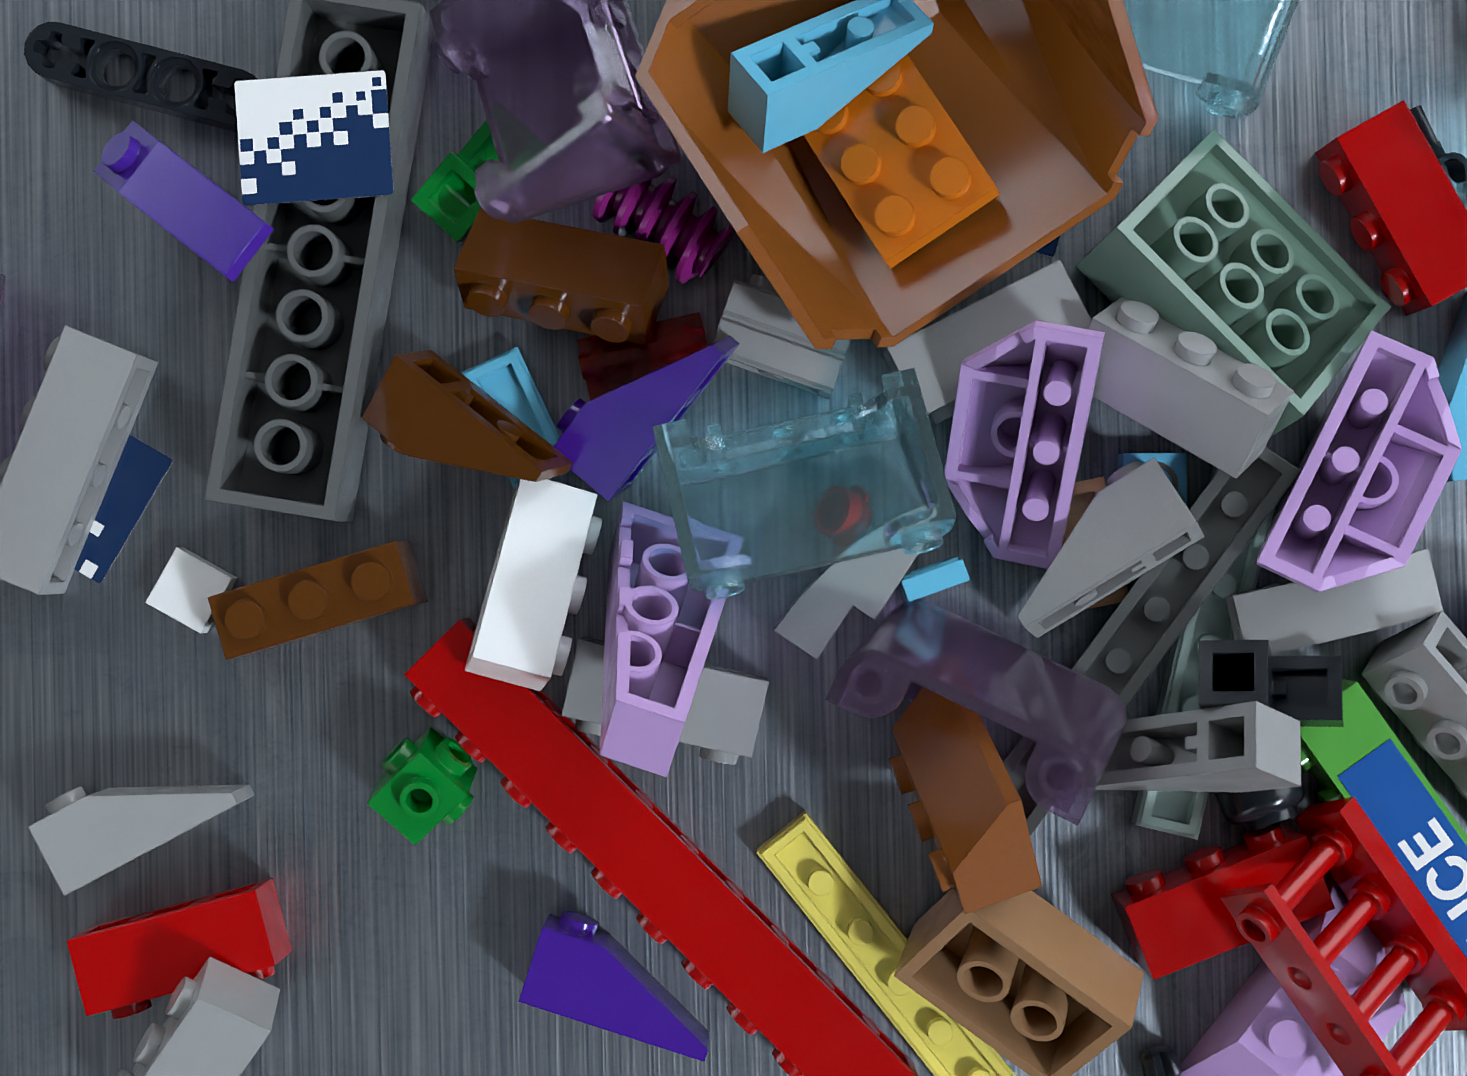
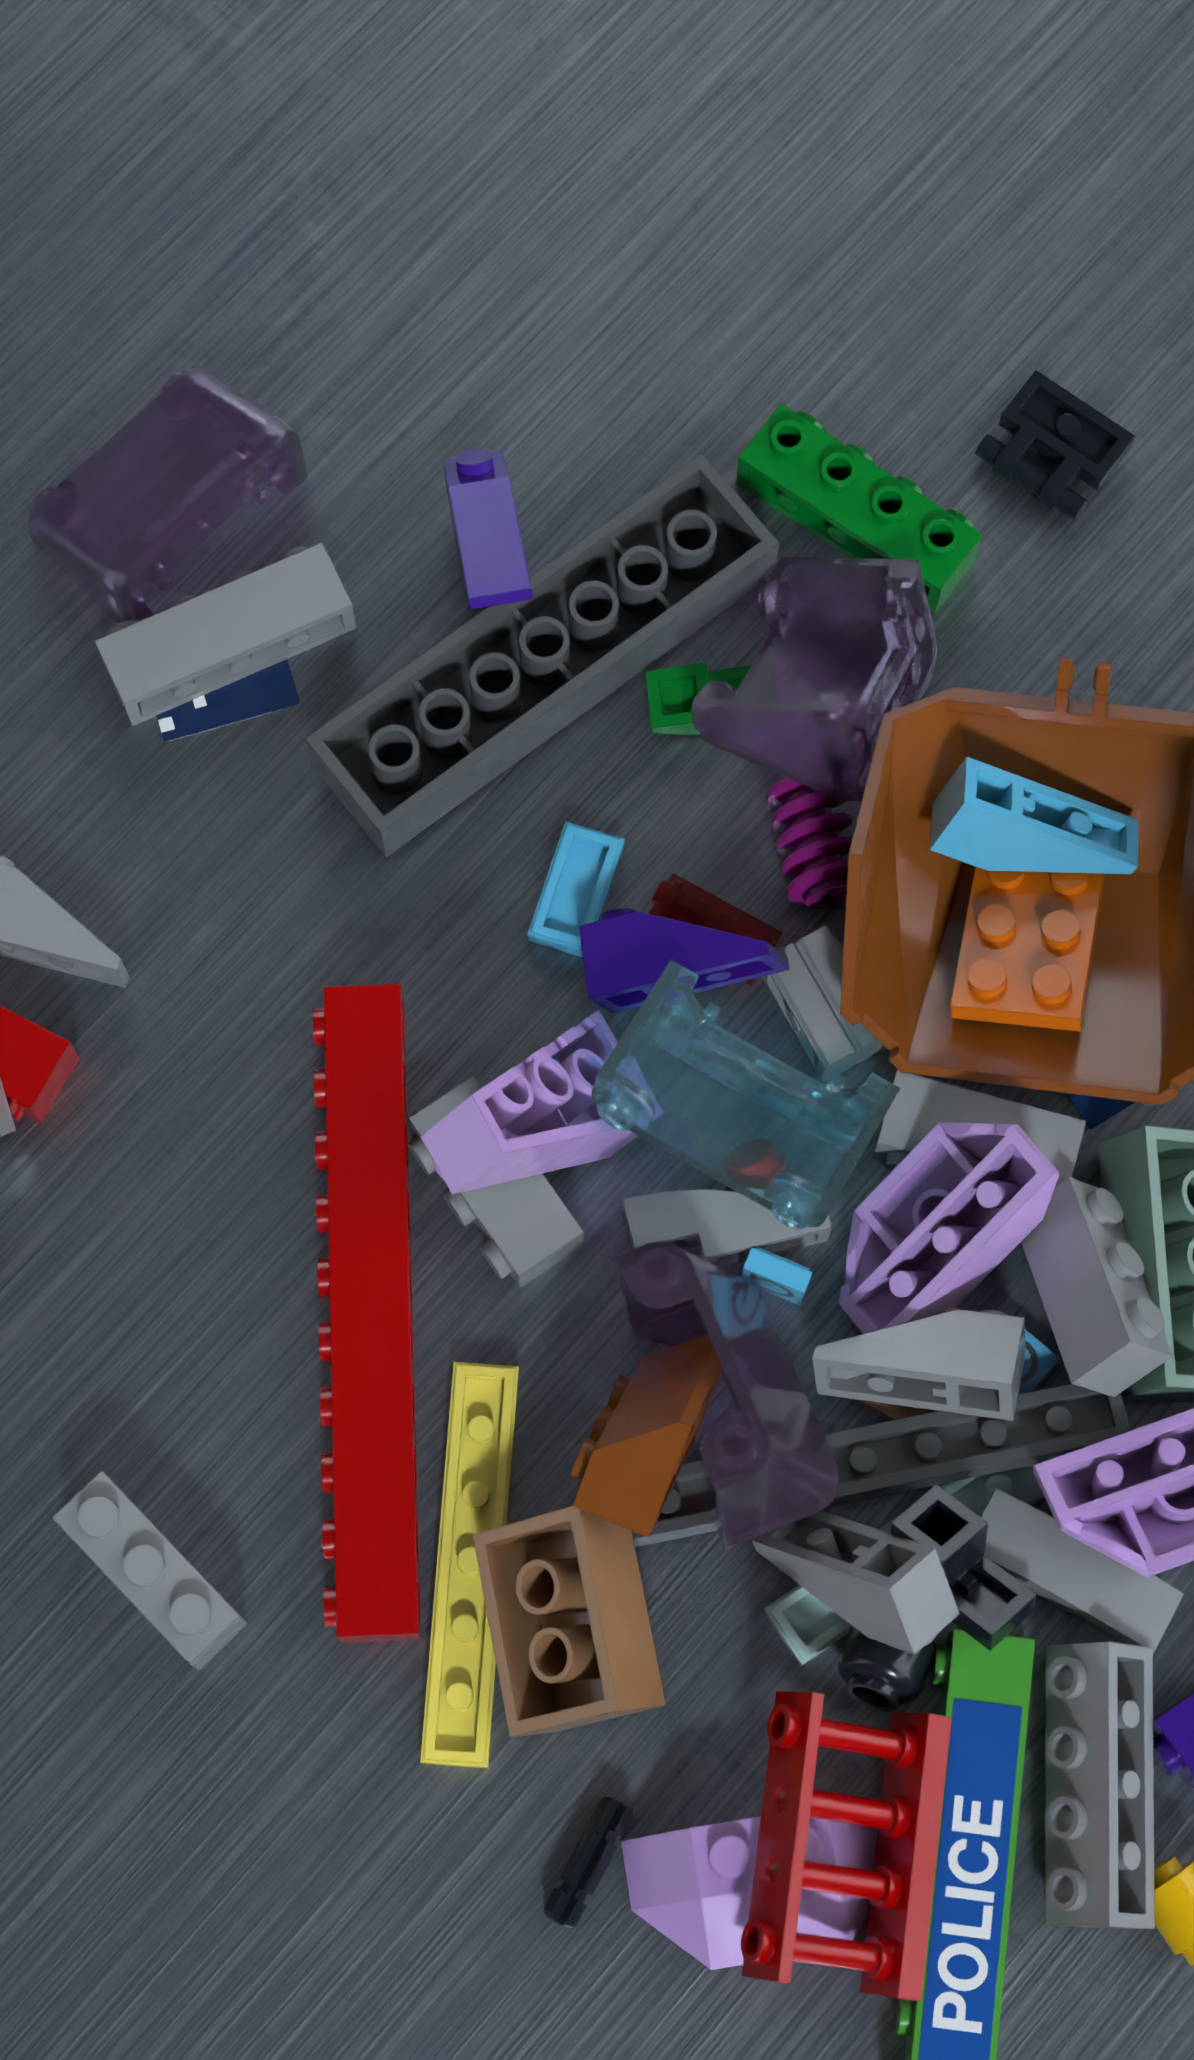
camera: 40 degrees right, 15 degrees down
(150, 73) = (545, 431): black beam -> none
(185, 588) = (226, 802): white tile -> none
(314, 137) = (618, 566): sticker -> none
(317, 599) = (312, 885): reddish brown brick -> none
(423, 785) = (261, 1081): green brick -> none
(444, 418) = (526, 832): reddish brown slope -> none
(534, 584) = (479, 1006): white brick -> none
(563, 277) = (705, 815): reddish brown brick -> none
(599, 983) = (247, 1344): dark purple slope -> none
(1179, 914) = (730, 1709): red brick -> none

